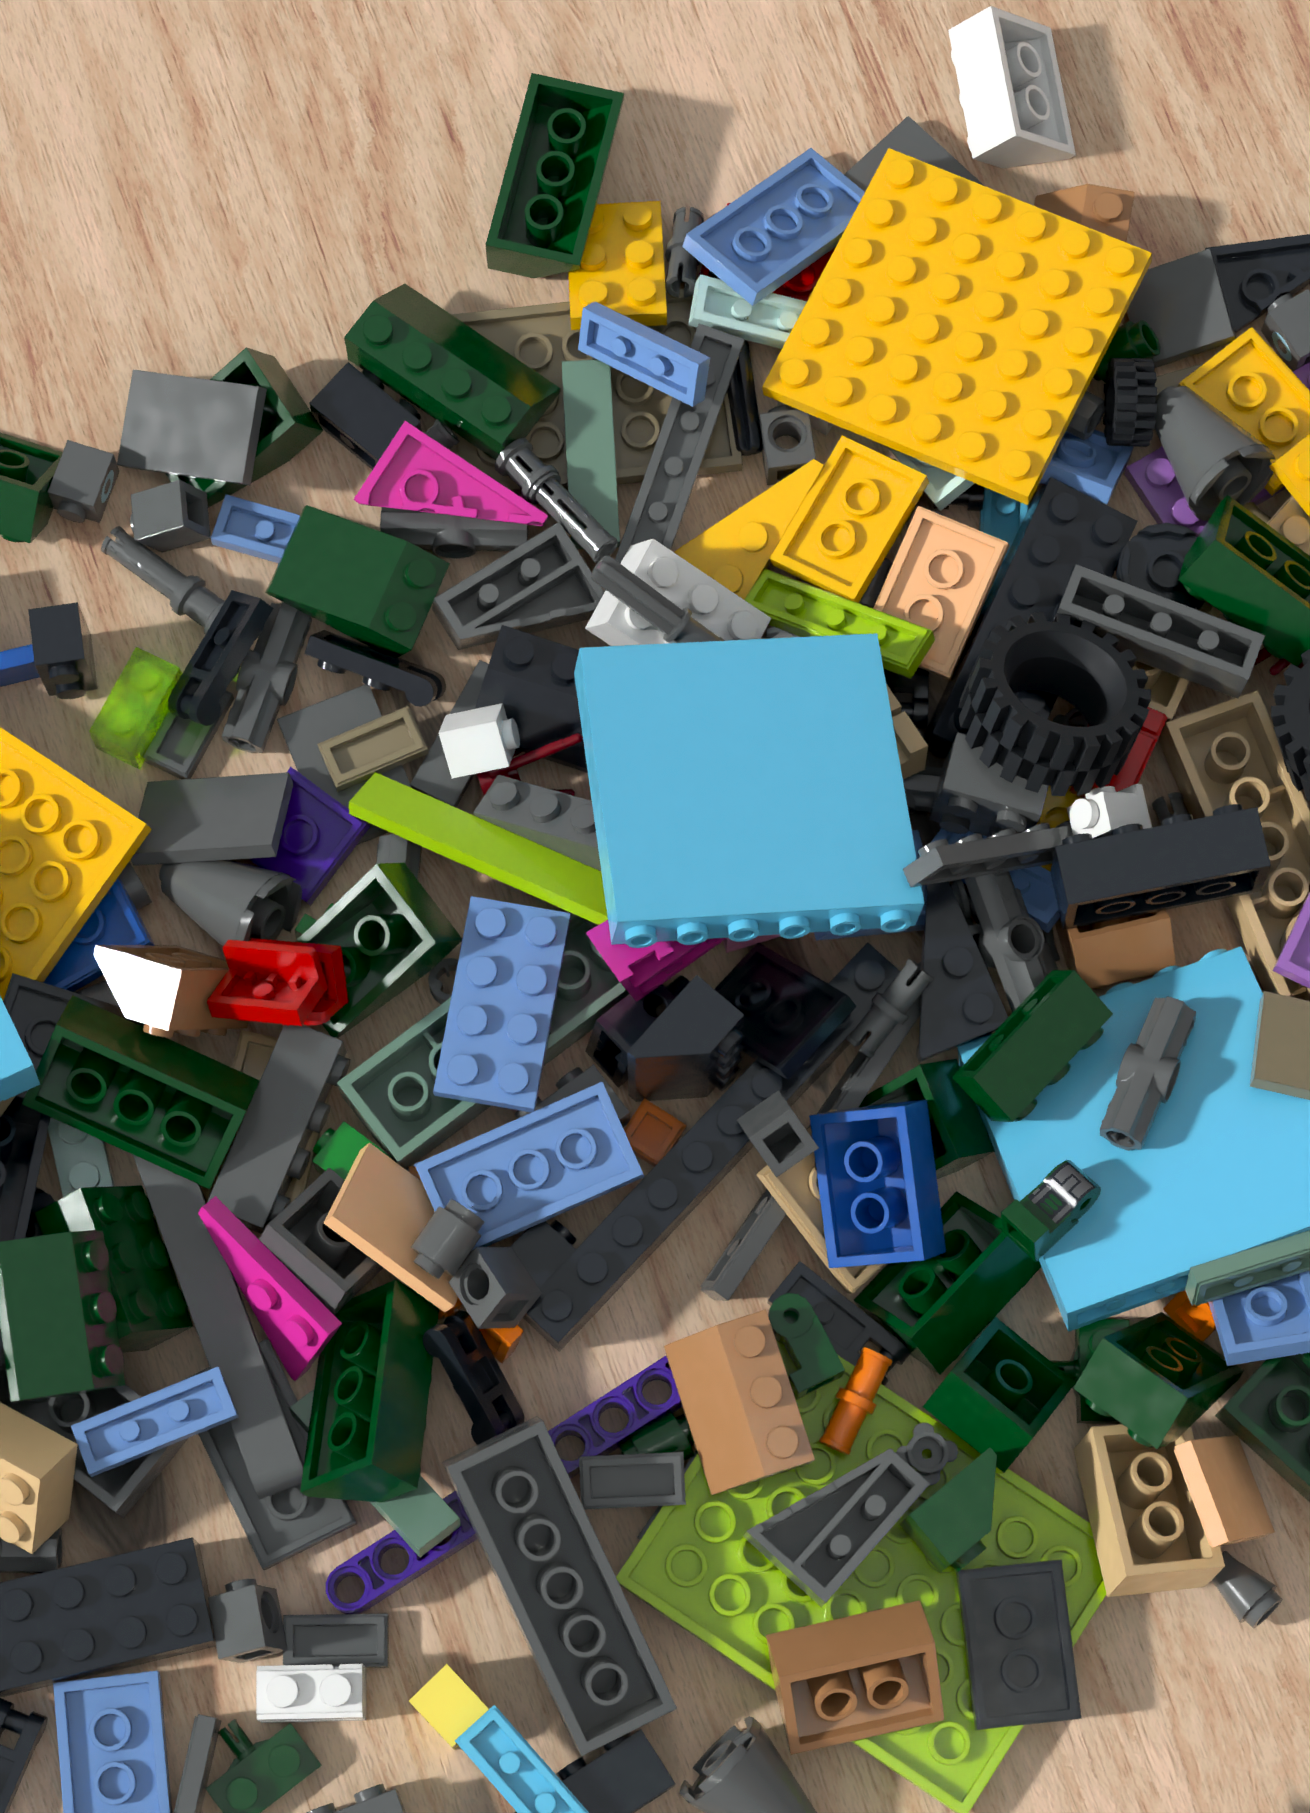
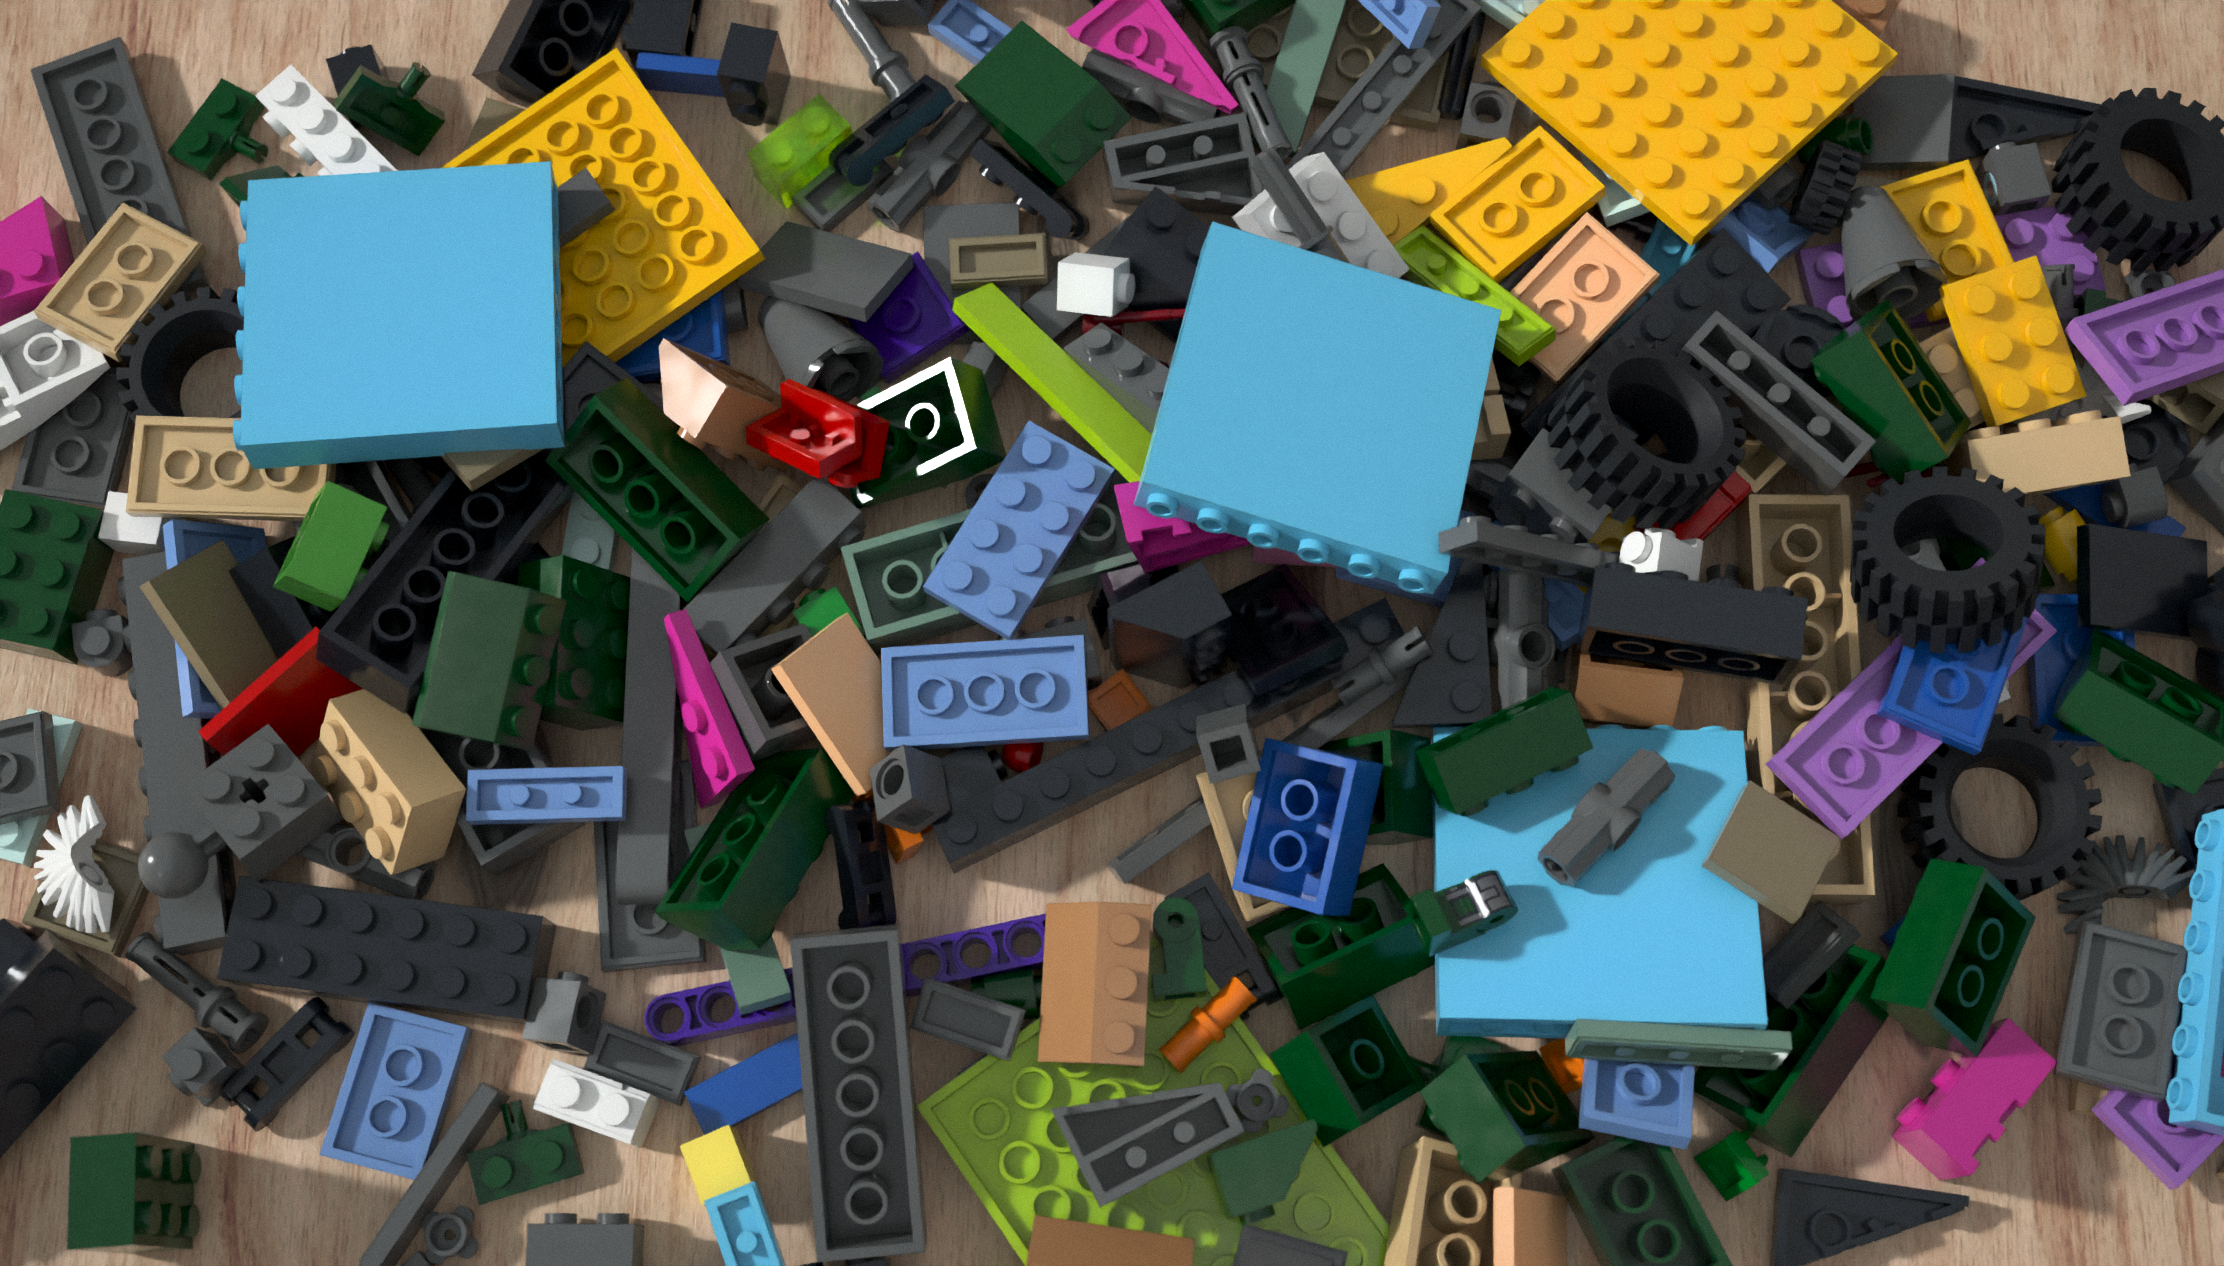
camera: 25 degrees right, 0 degrees up
(447, 1239) = (880, 727): dark grey brick -> none
(450, 1620) = (748, 1087): none -> blue tile
(583, 1218) = (1022, 755): none -> red hinge

